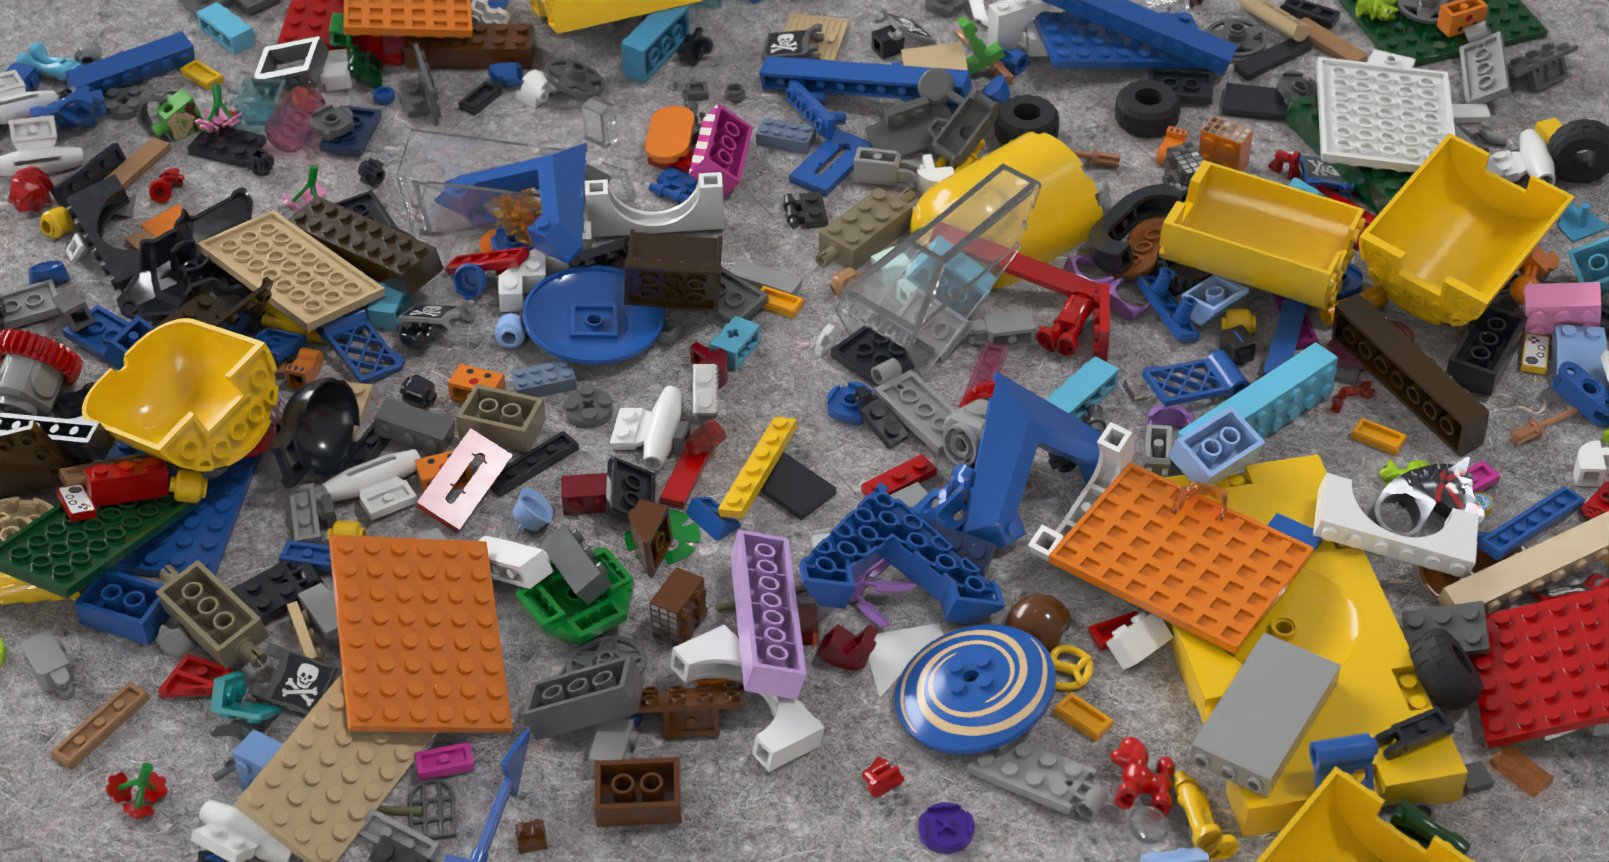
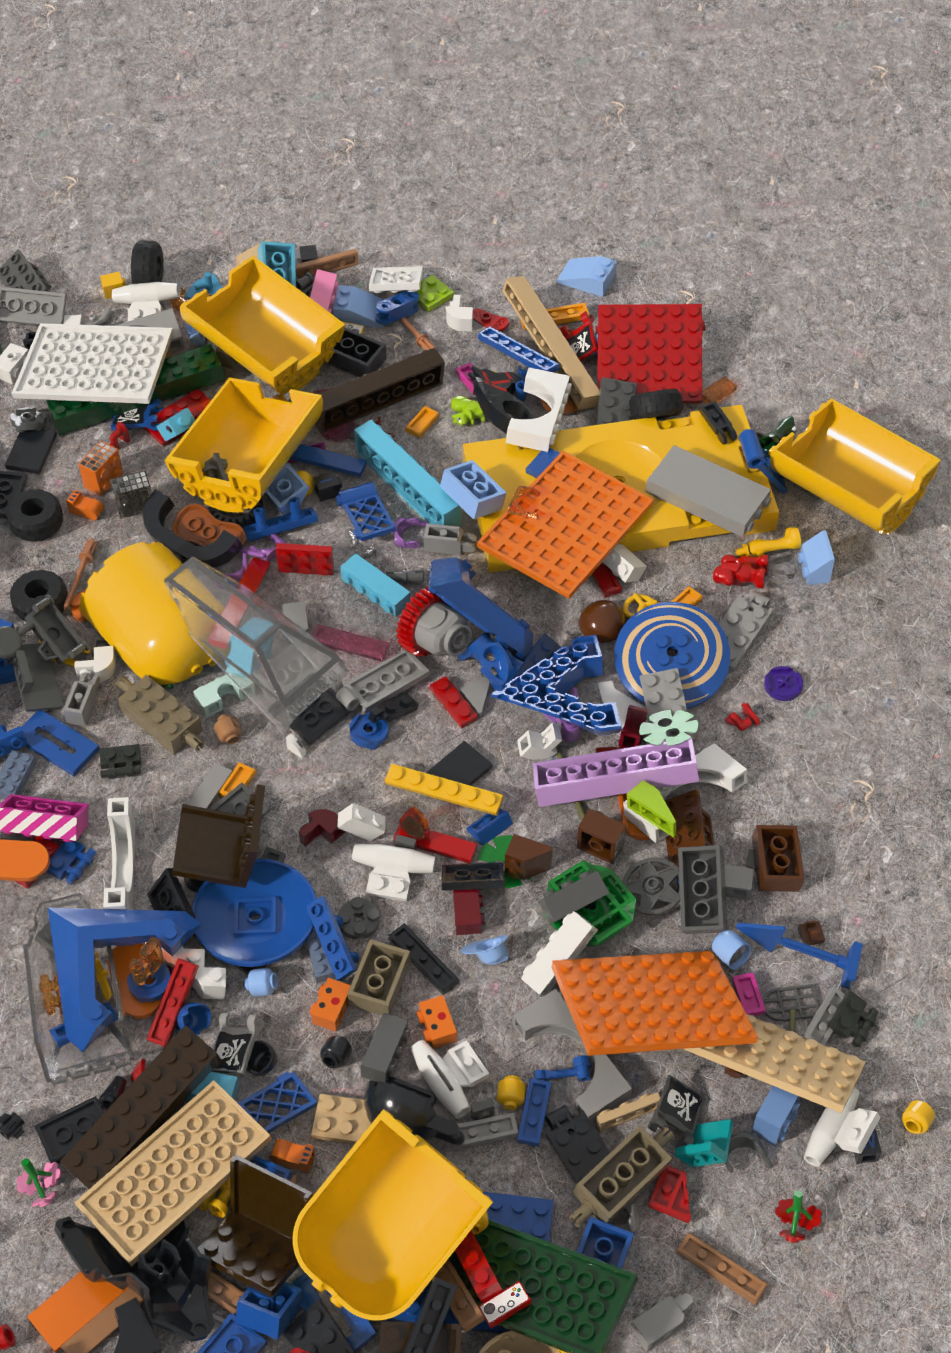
camera: 90 degrees left, 10 degrees up
(457, 513) = (476, 1021): piece -> none
(508, 731) = (726, 945): none -> light blue helmet
(535, 371) = (331, 938): none -> blue plate
(702, 640) = (650, 805): none -> lime slope
(737, 340) = (291, 808): medium azure brick -> none
(833, 672) = (659, 732): none -> piece
(872, 678) = (664, 692): none -> light grey hinge
(1070, 322) = (292, 581): red piece -> none
(1115, 453) = (500, 581): white arch -> none
(1230, 223) = (216, 467): none -> dark grey hips

